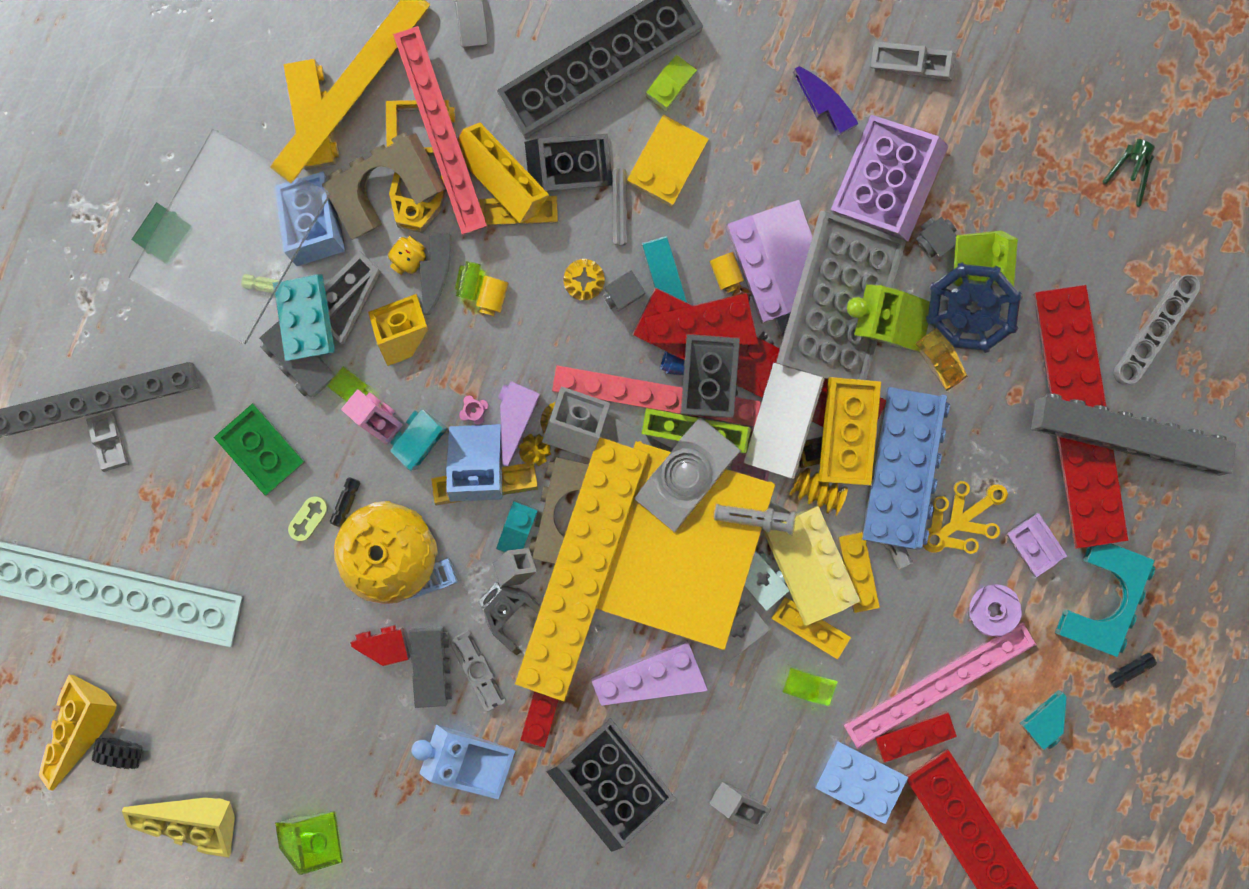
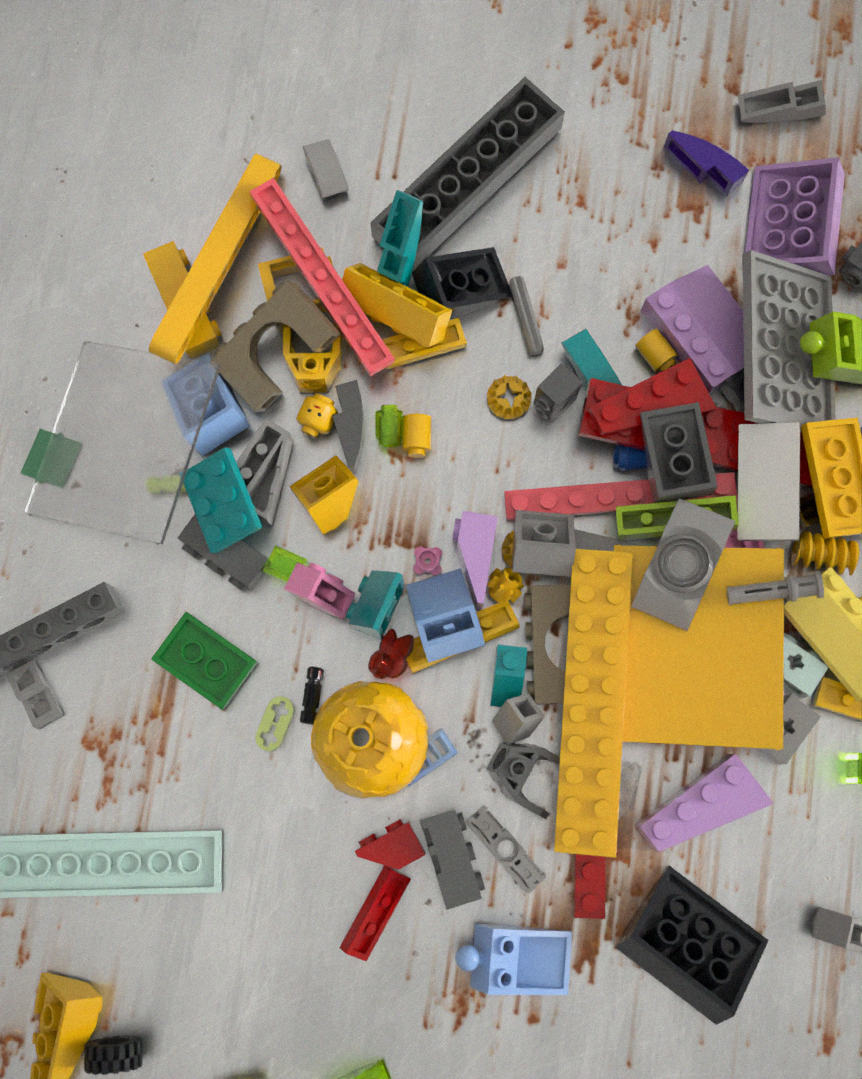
camera: 15 degrees left, 10 degrees down
(355, 695) = (375, 913): none -> red plate
(419, 488) = (391, 657): none -> clear red plate
(518, 119) = (401, 238): none -> teal slope
(667, 160) = (562, 260): yellow slope -> none
(670, 83) = (543, 184): lime slope -> none

